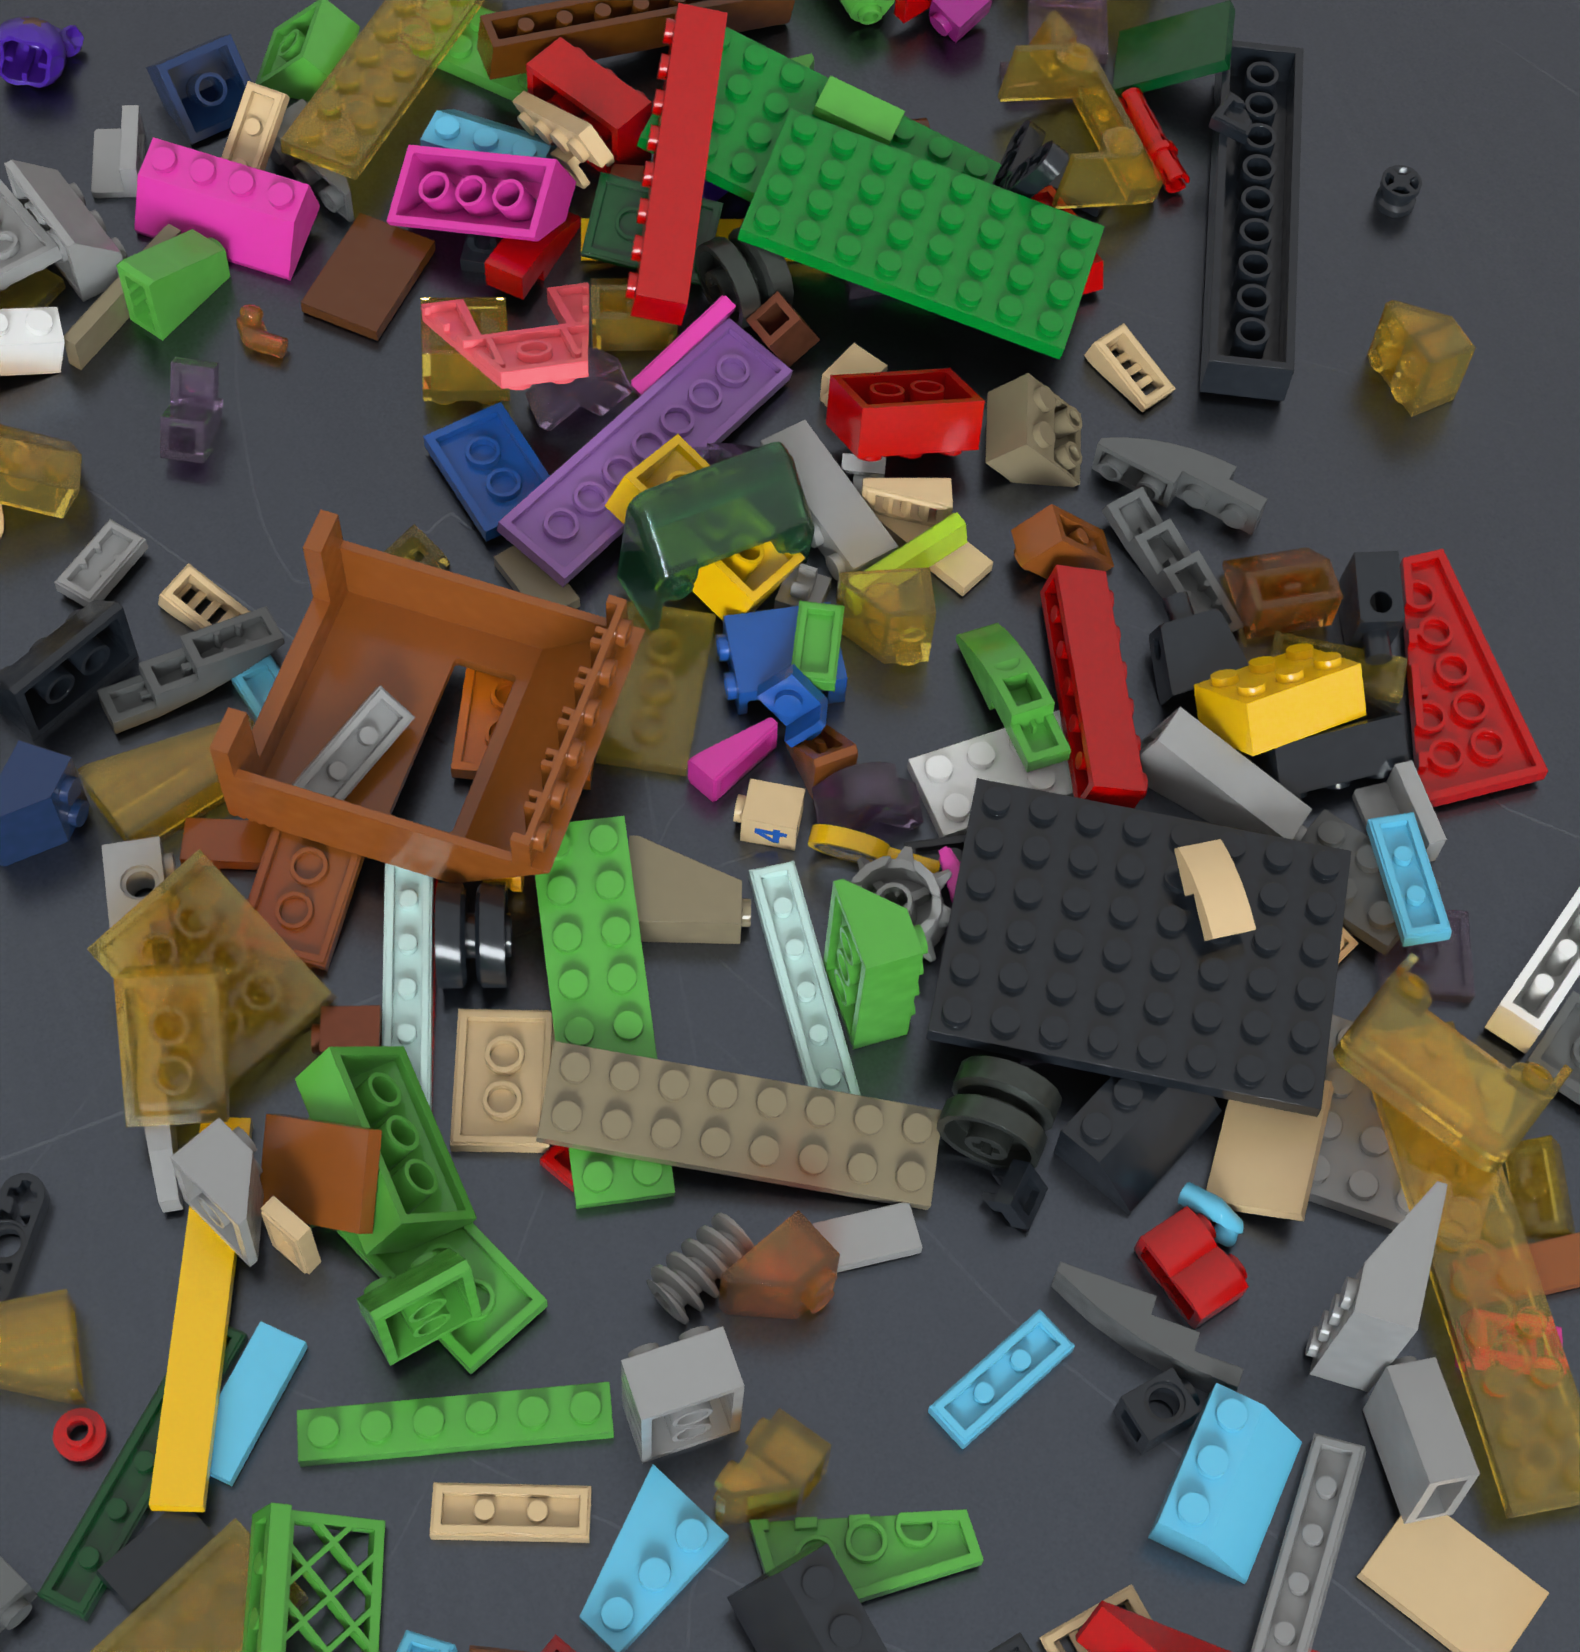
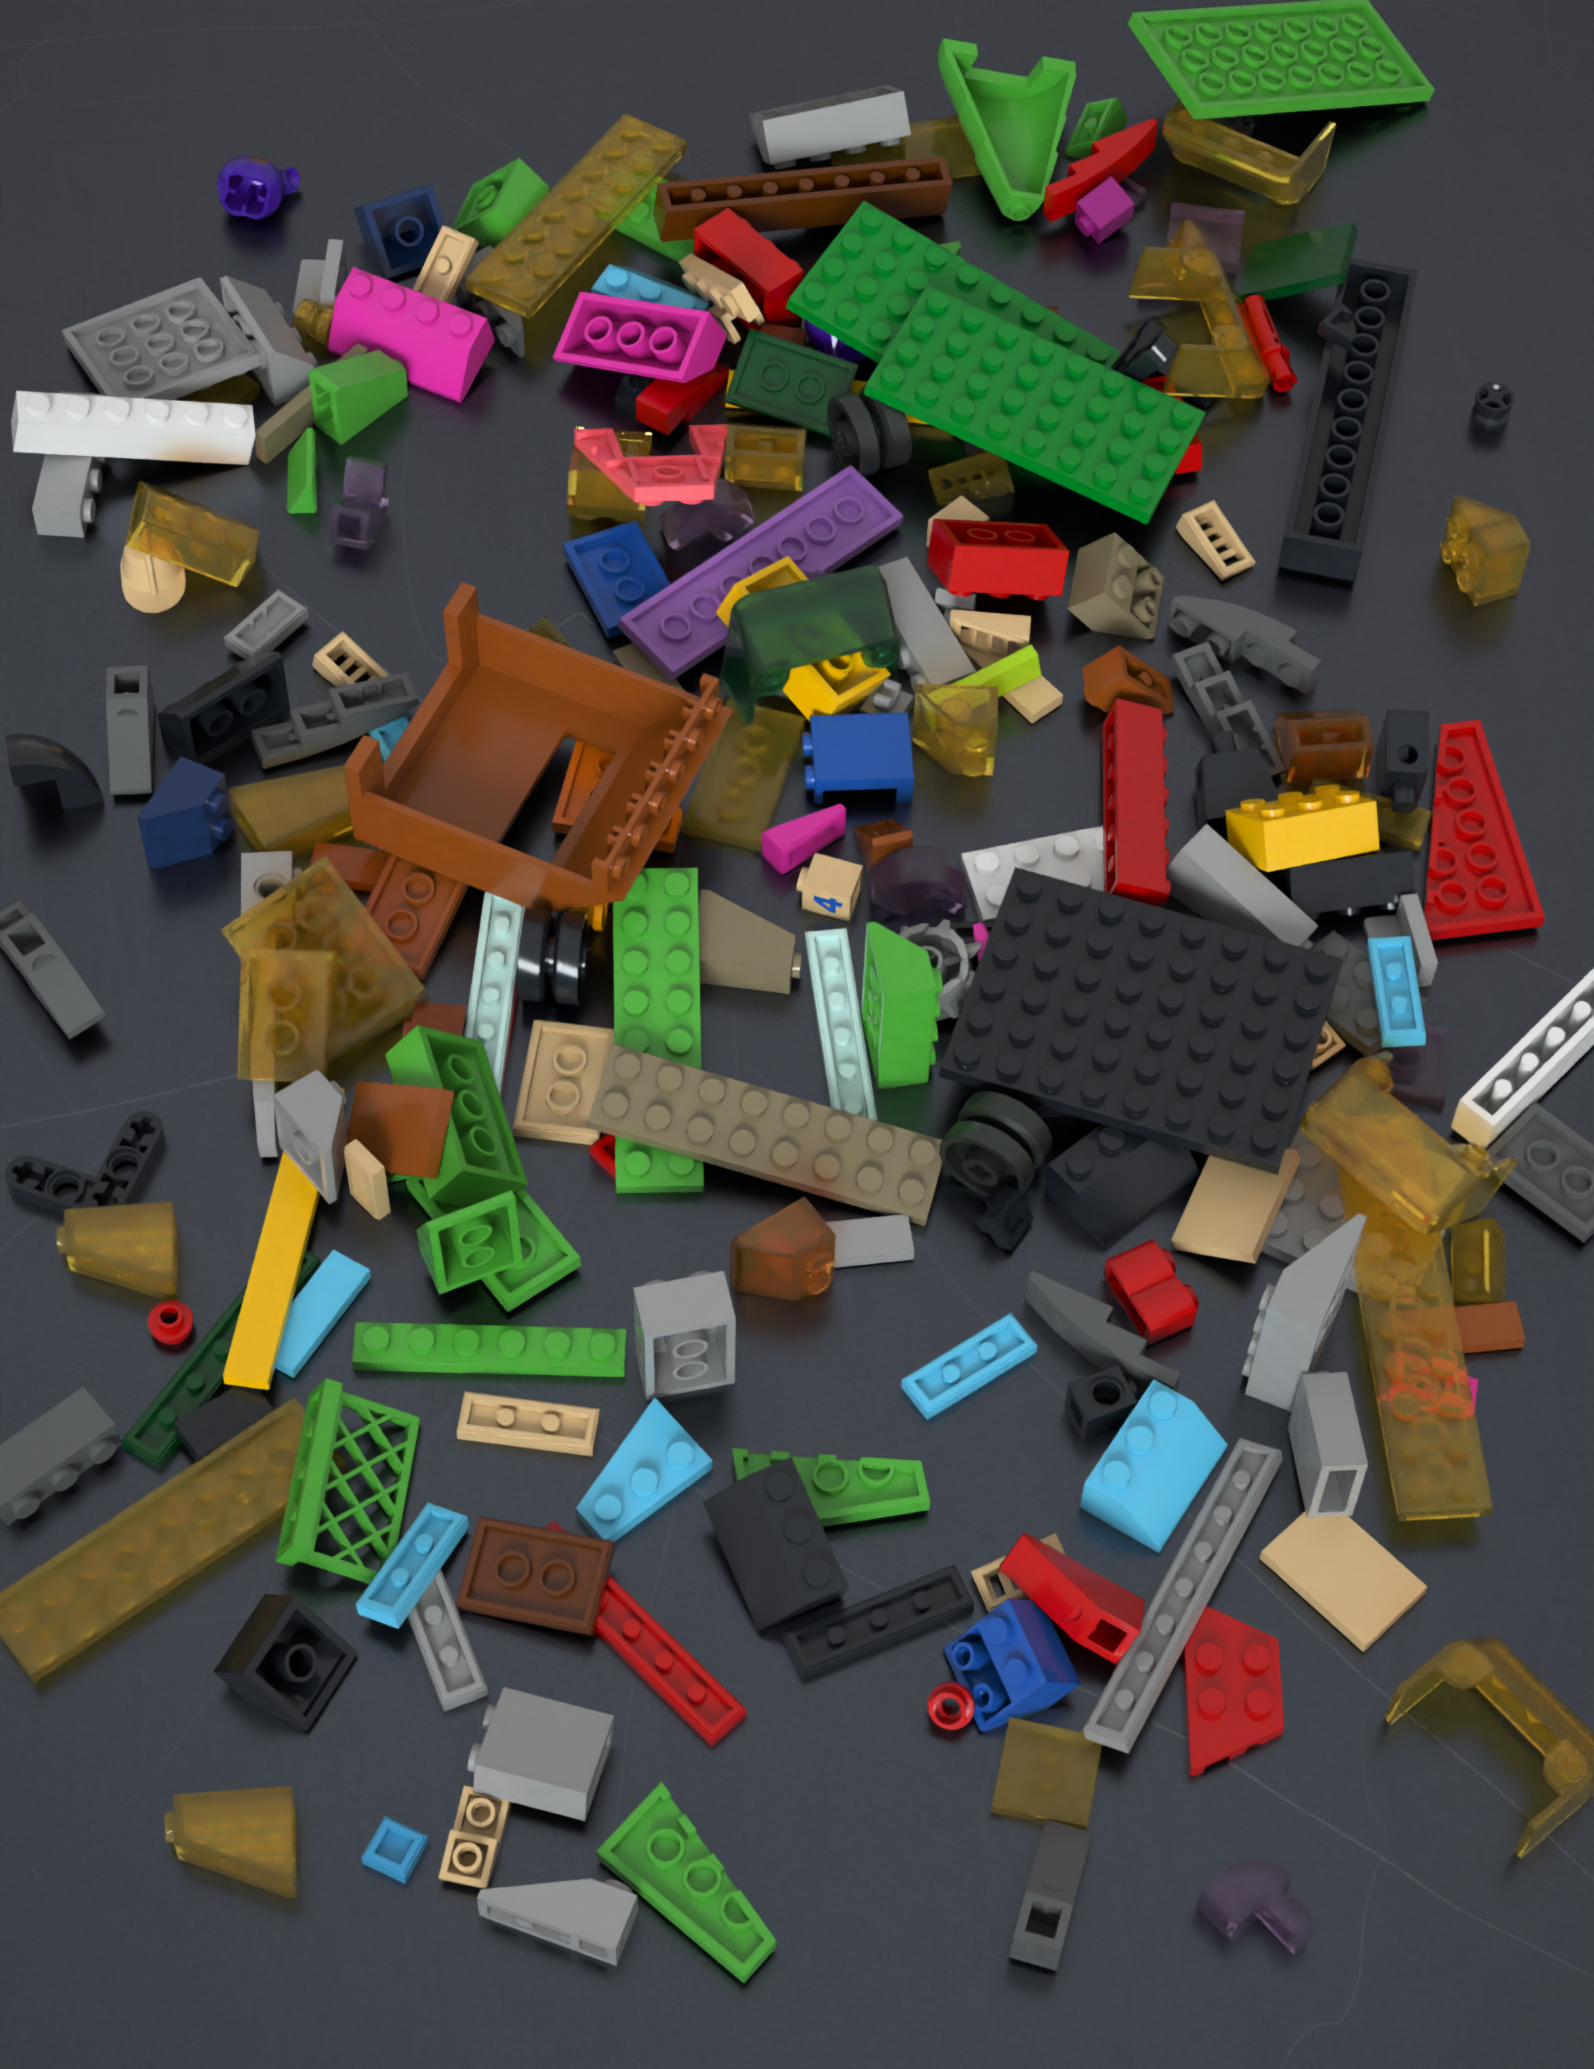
camera: 10 degrees right, 5 degrees down
(115, 200) = (313, 321): none -> clear yellow wheel
(123, 380) = (303, 475): none -> bright green slope
(254, 333) = (424, 447): clear orange arm -> none
(356, 746) = (474, 786): light grey tile -> none
(368, 276) = (531, 404): reddish brown tile -> none
(678, 166) = (819, 324): red brick -> none
(683, 344) = (809, 480): dark pink tile -> none
(698, 1266) = (711, 1244): light grey piece -> none
(775, 1473) = (755, 1410): clear yellow slope -> none
(782, 329) = (898, 479): copper brick -> none
(795, 704) = (863, 794): blue bracket -> none
(818, 642) = (889, 747): bright green tile -> none
(852, 845) = (897, 913): yellow piece -> none
(858, 111) = (991, 293): bright green tile -> none
(865, 303) = (985, 487): none -> clear yellow slope
(1017, 693) = (1065, 806): bright green slope -> none
(1214, 1208) = (1179, 1247): medium azure arm -> none
(1217, 889) = (1212, 974): tan slope -> none

